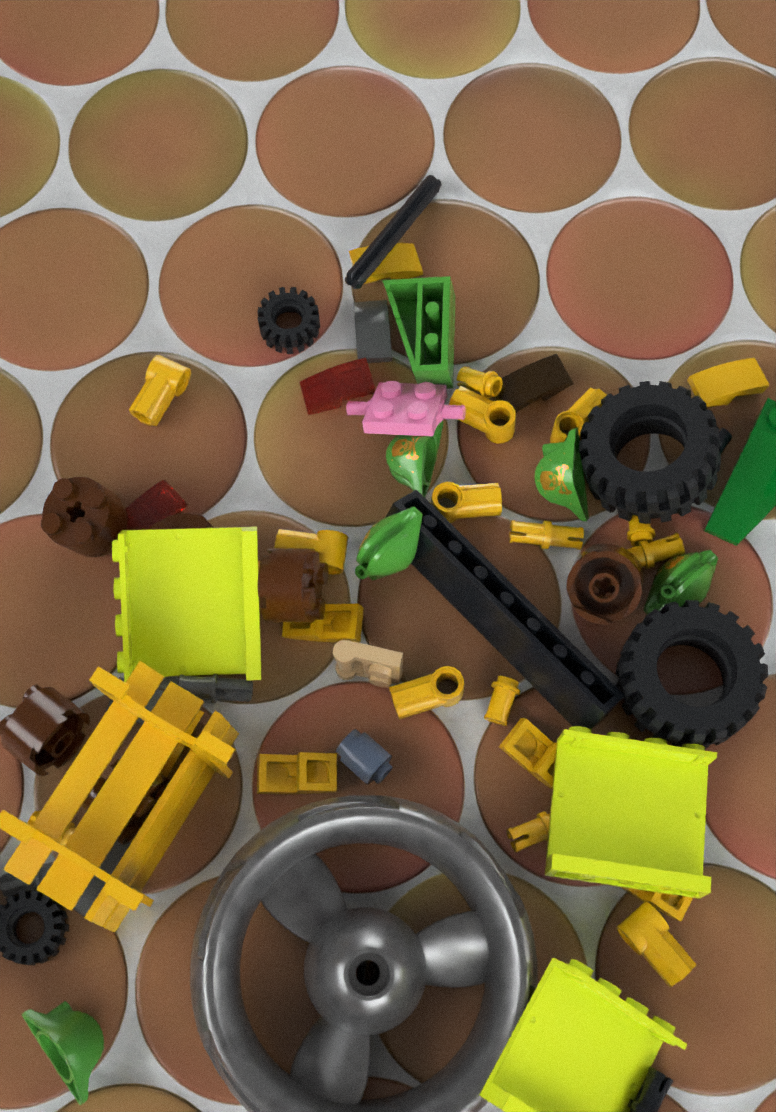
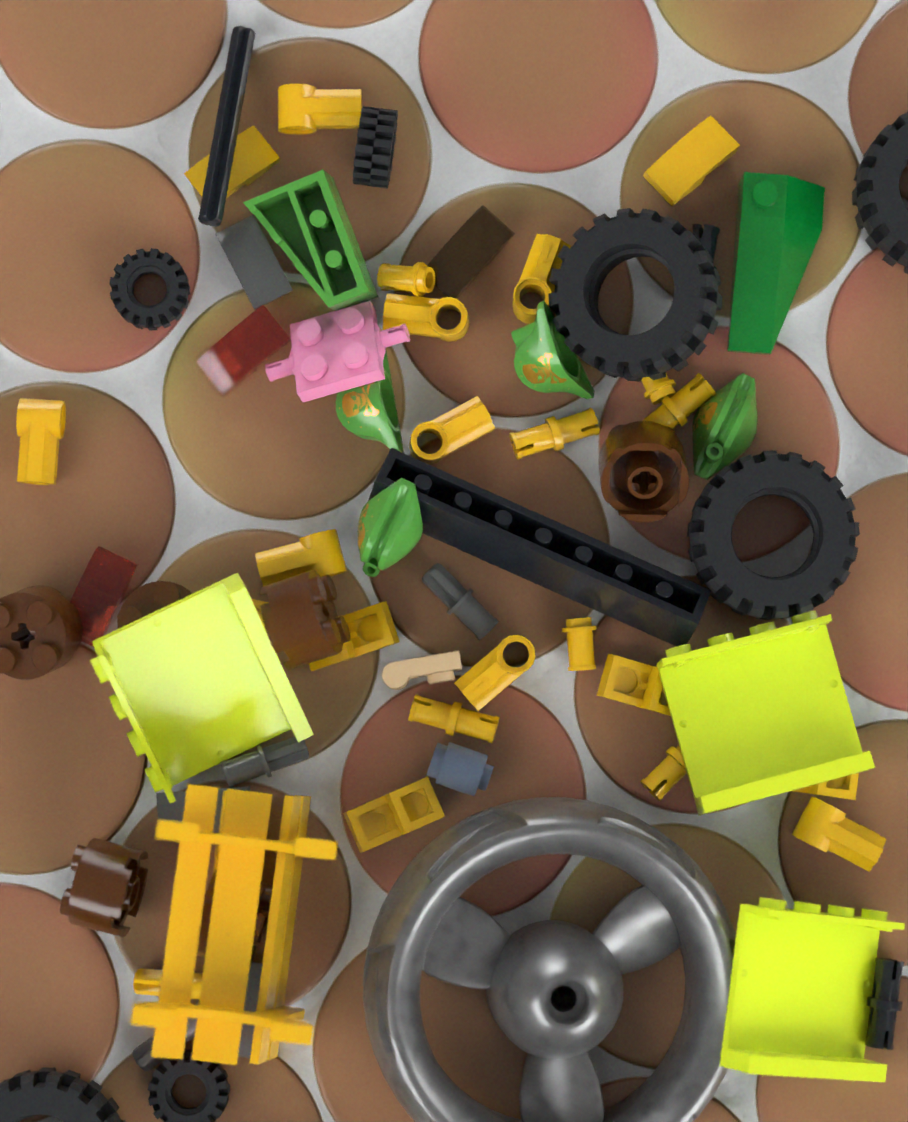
camera: 25 degrees left, 15 degrees up
(377, 717) = (453, 718): none -> yellow pin
(420, 629) = (459, 600): none -> dark grey axle
(457, 245) = (306, 109): none -> yellow piece
(495, 282) = (375, 147): none -> black tyre

